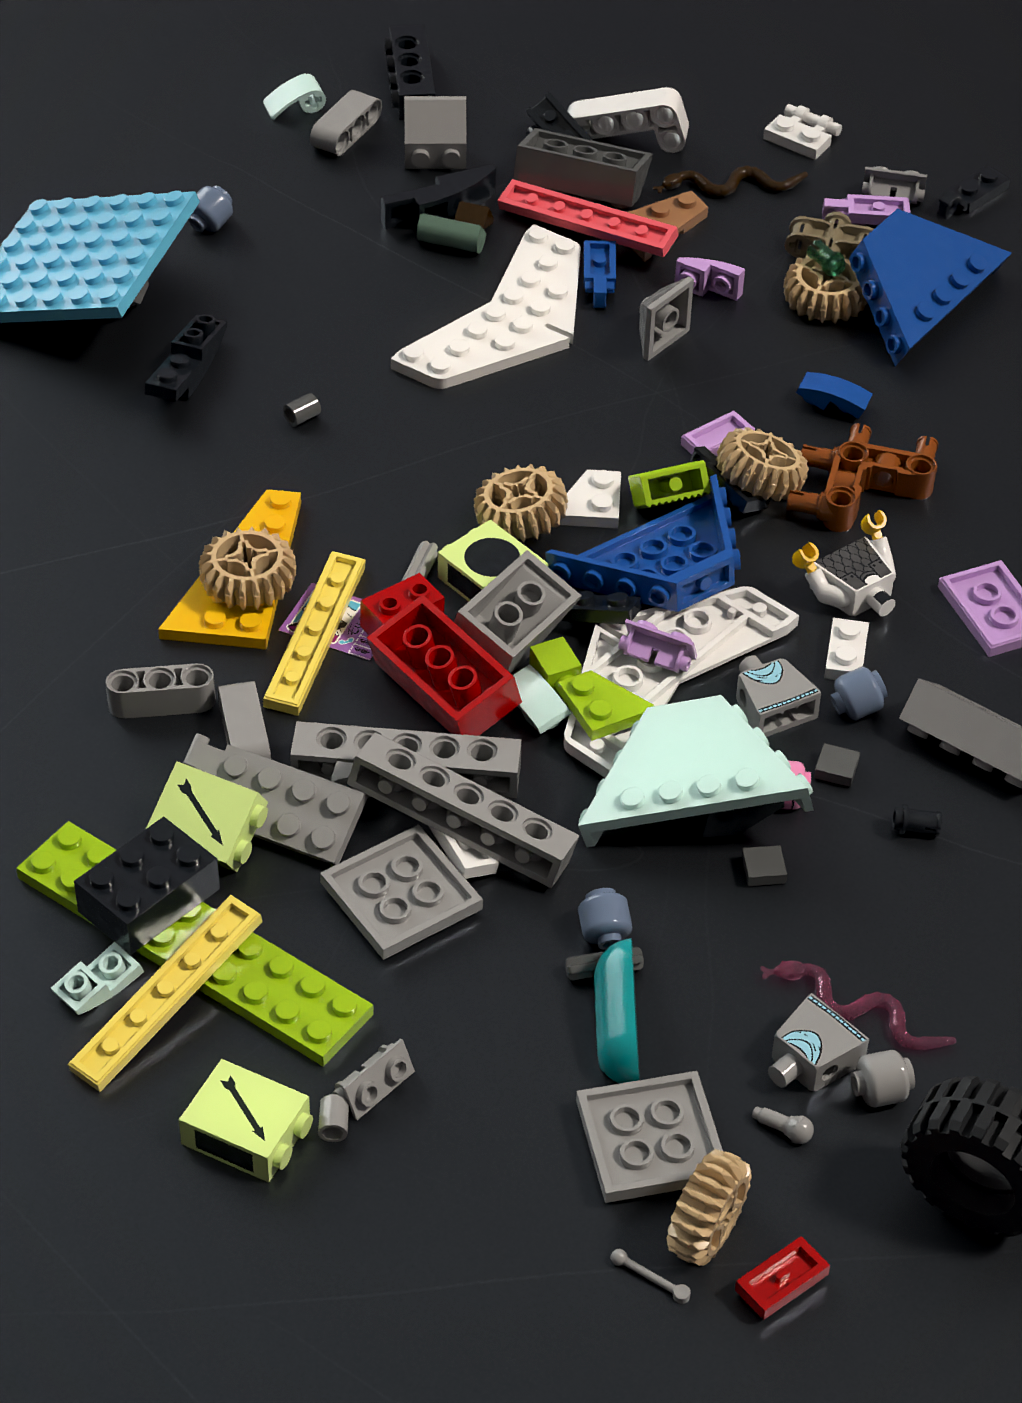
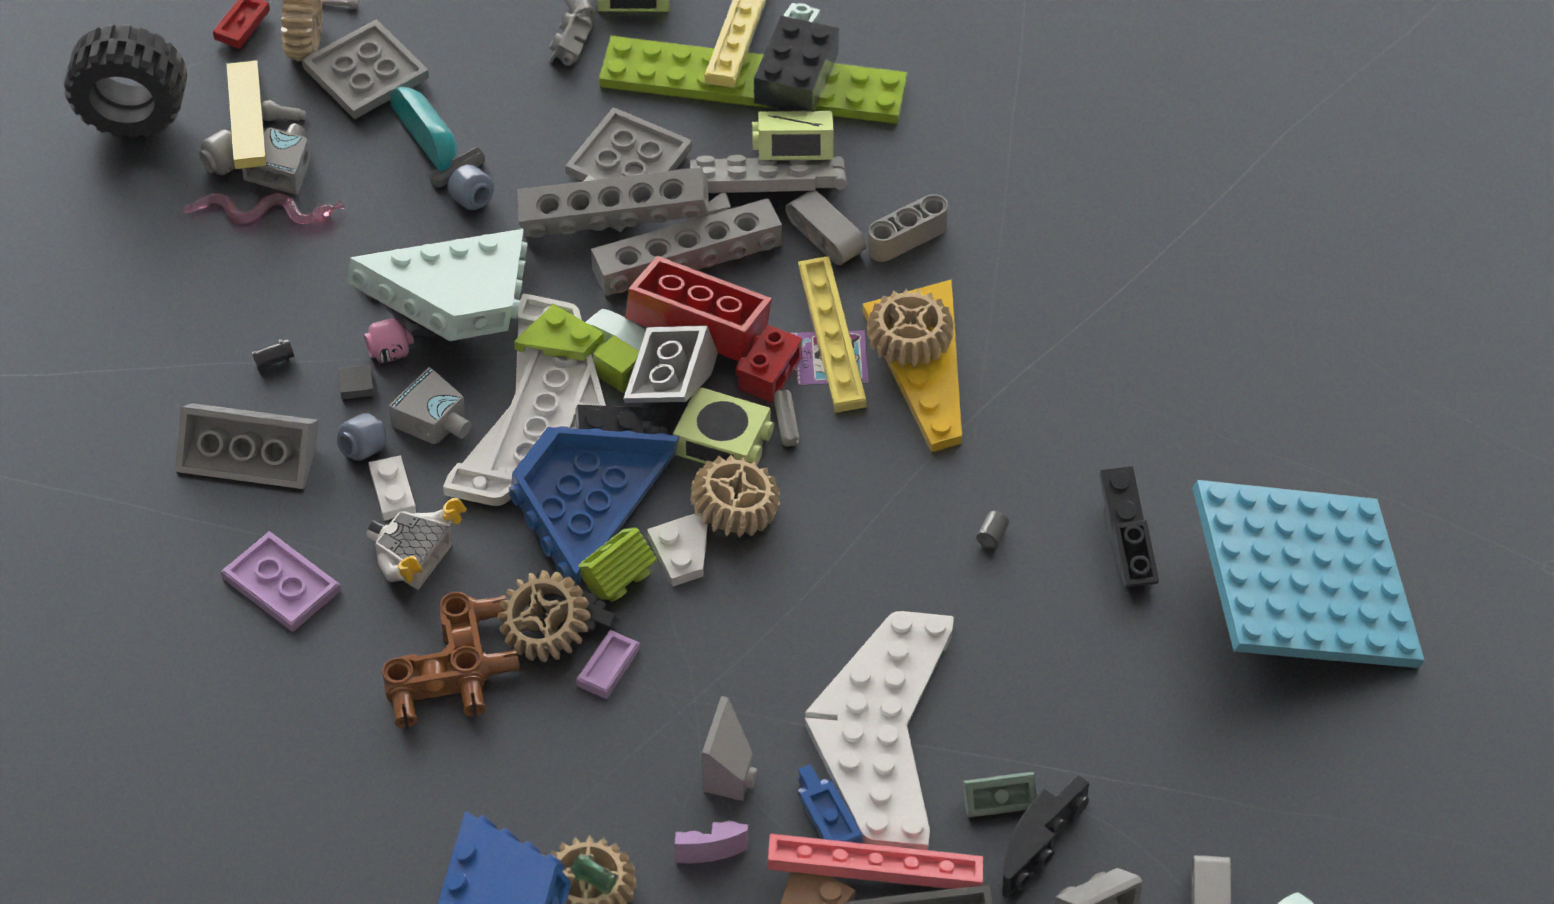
camera: 155 degrees right, 5 degrees up
(213, 209) = (1250, 716): sand blue head -> none
(474, 214) = (992, 827): dark brown slope -> none
(672, 648) = (540, 398): lavender hinge -> none
(822, 388) = (520, 745): blue slope -> none
(836, 1102) = (246, 115): none -> light yellow tile

